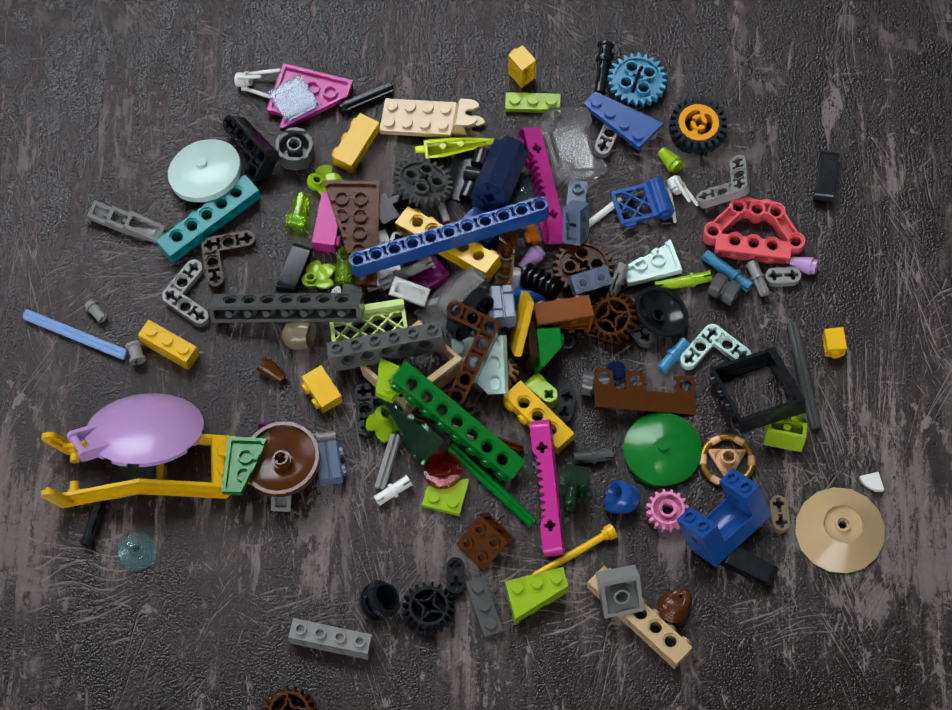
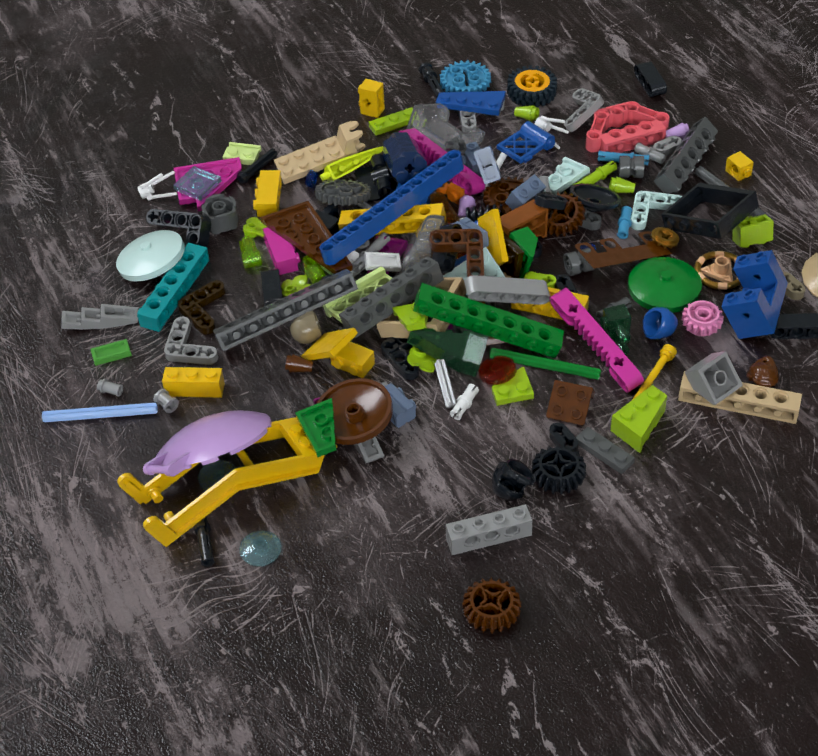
camera: 25 degrees left, 20 degrees down
(117, 267) = (110, 352): none -> bright green tile
(305, 368) = (329, 344): none -> yellow tile
(361, 72) = (247, 152): none -> yellowish green plate
(406, 144) = (311, 178): none -> clear blue tile
(491, 397) = (507, 290): none -> light grey beam
(559, 184) = (455, 144): none -> dark grey gear
(602, 307) = (551, 201): none -> black beam
(701, 306) = (621, 185): none -> lime cone
(704, 389) = (665, 237): none -> pearl gold gear
(794, 294) = (686, 156): none -> dark grey brick

